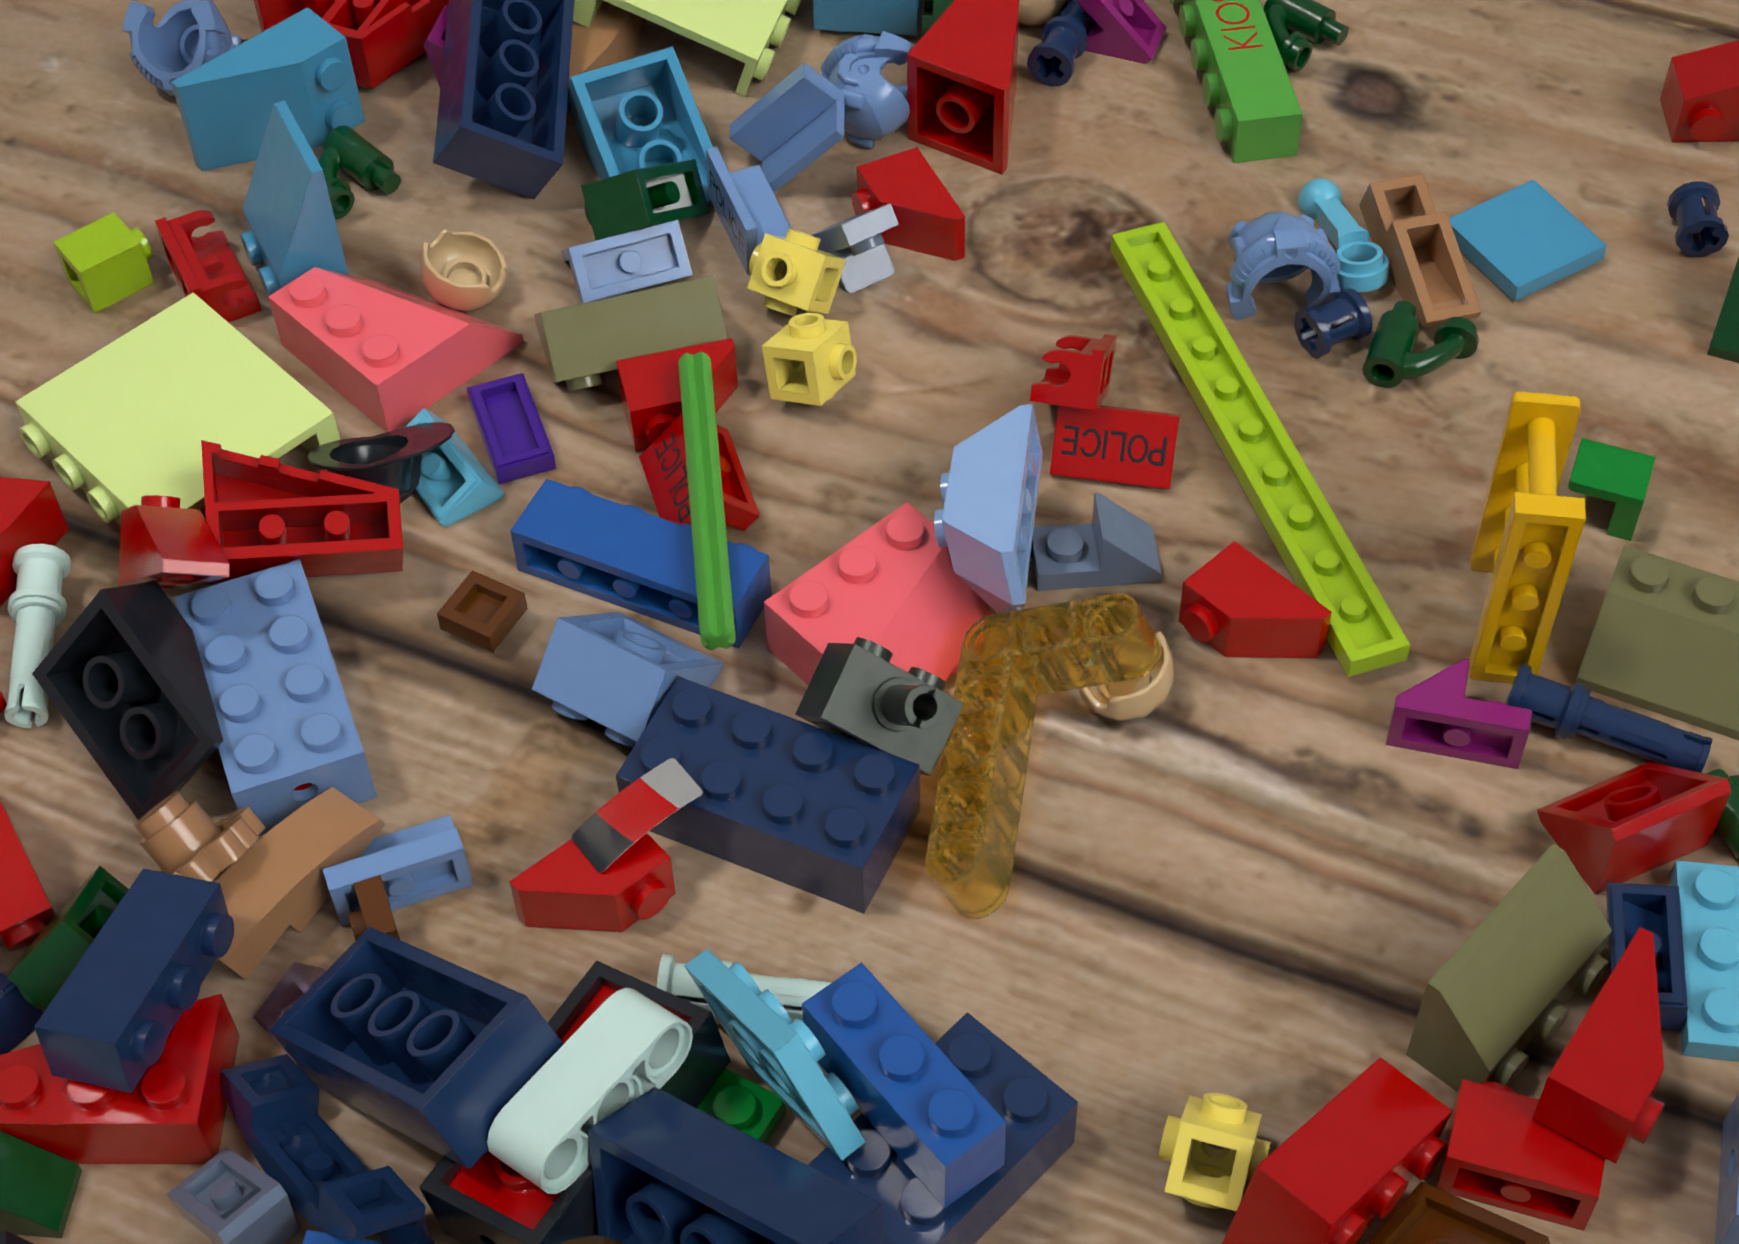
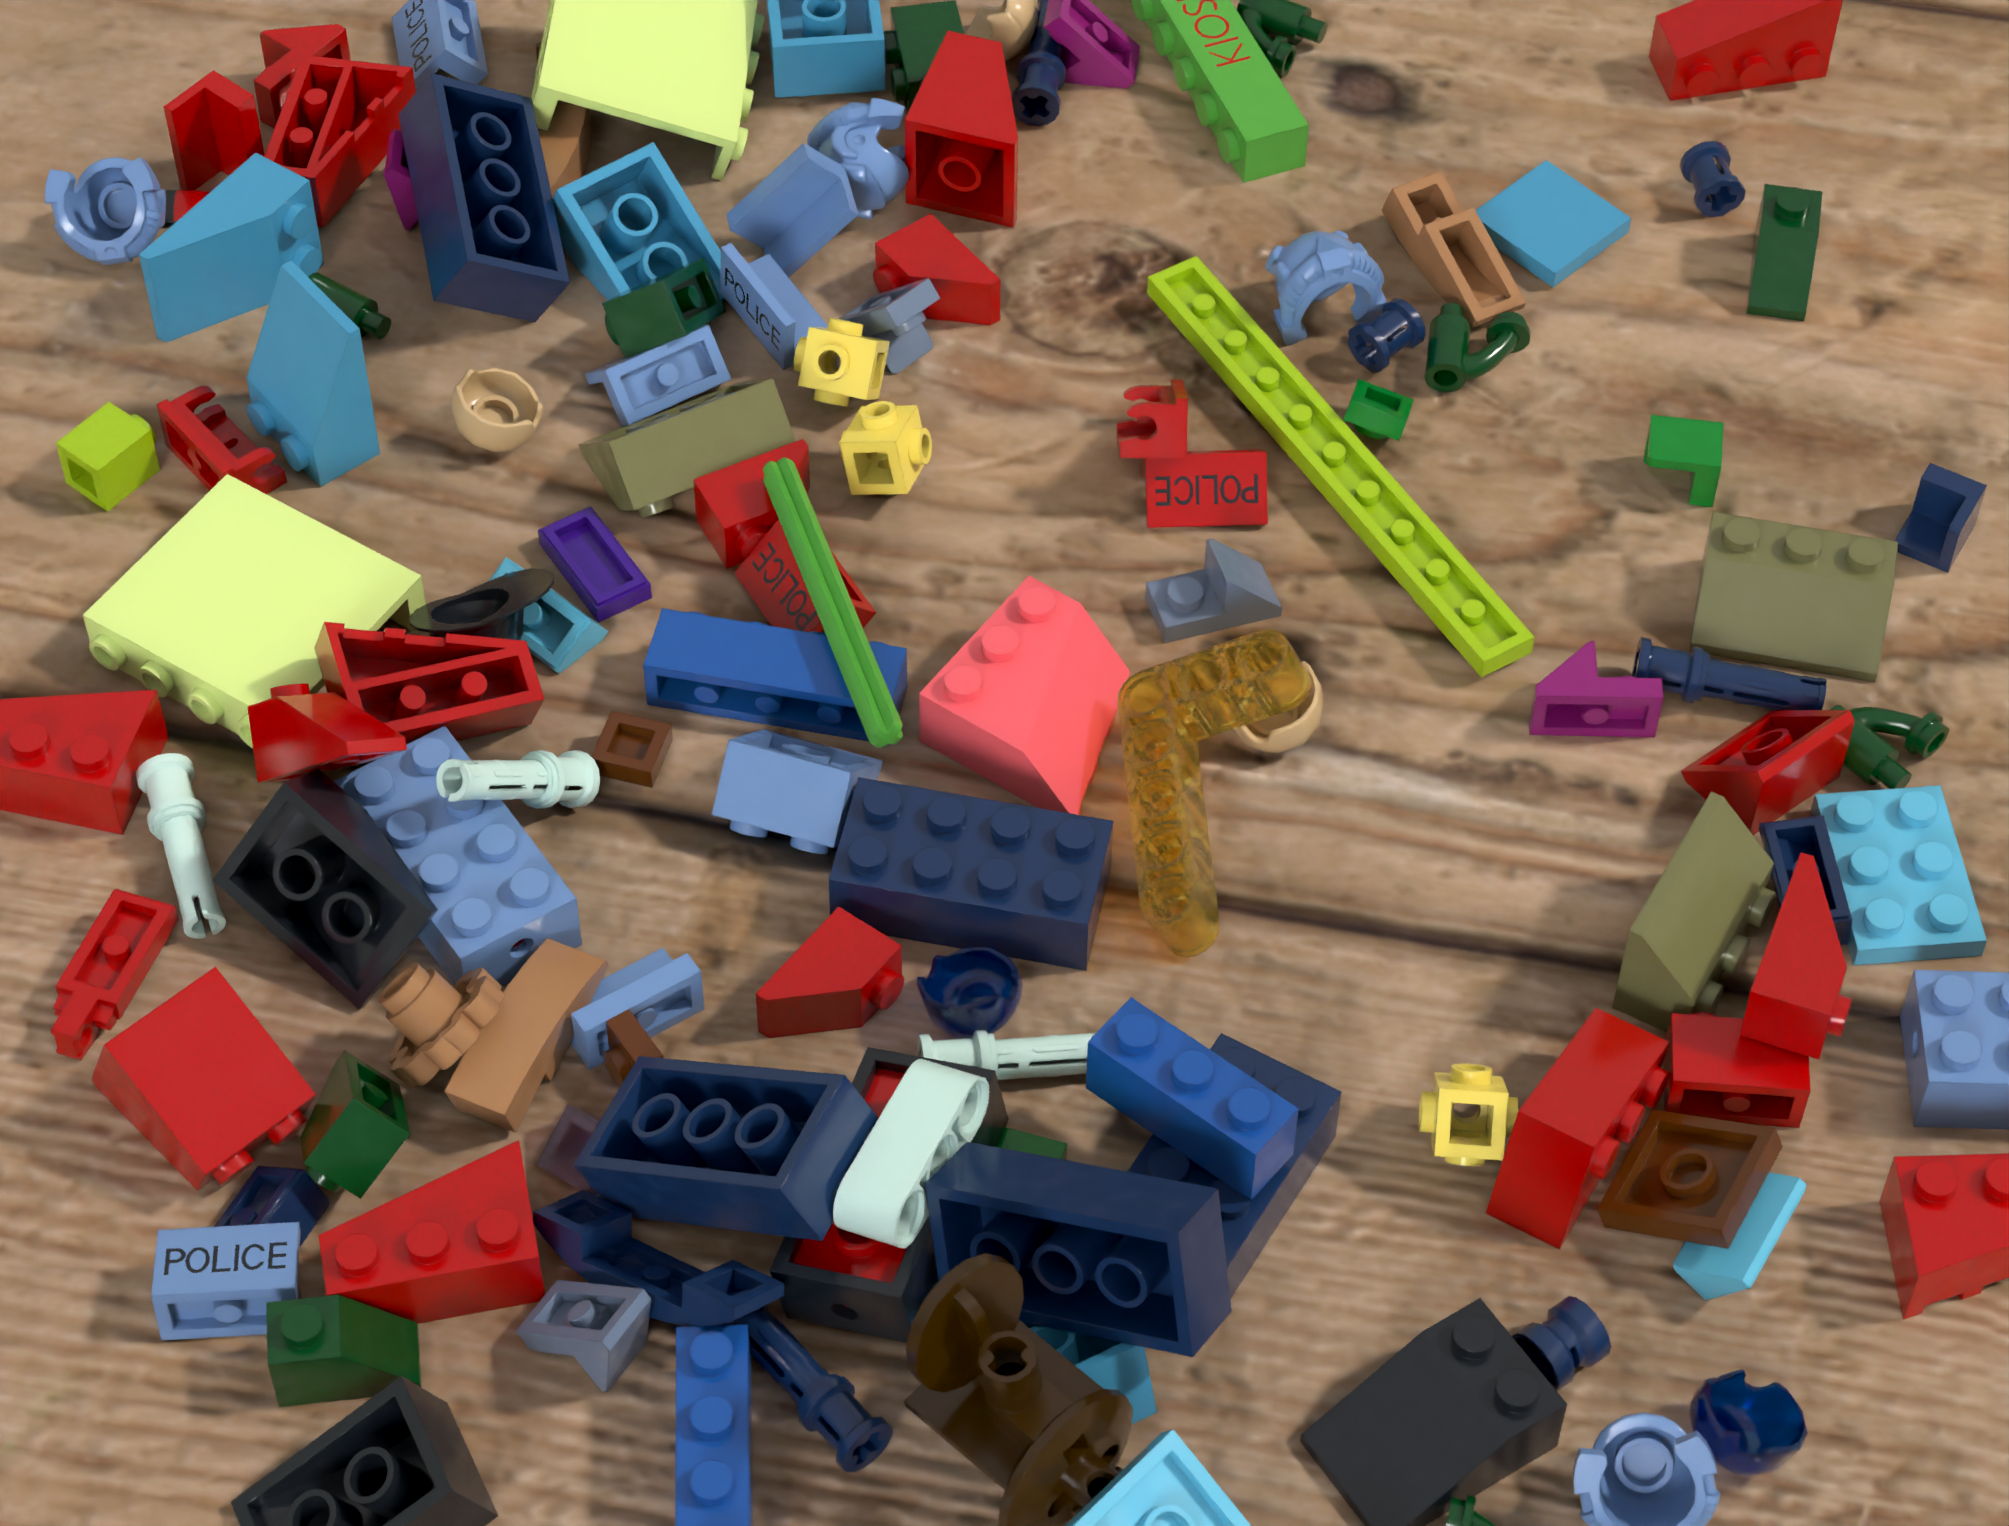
camera: 15 degrees left, 0 degrees up
(135, 981) = (446, 1137): dark blue brick -> none
(372, 625) = (536, 779): none -> light aqua pin
(383, 344) = (434, 498): coral wedge -> none
(635, 813) = (859, 910): sticker -> none
(733, 915) = (971, 991): none -> clear blue hair
(779, 1051) = (1064, 1094): medium azure plate -> none
(879, 704) = (1059, 769): pearl dark grey brick -> none
(993, 507) = (1116, 571): light blue wedge -> none
(1251, 609) = (1378, 627): red slope -> none
(1305, 394) = (1378, 411): none -> green plate
(1362, 262) = (1402, 268): medium azure piece -> none
(1525, 536) = (1626, 518): yellow fence -> none

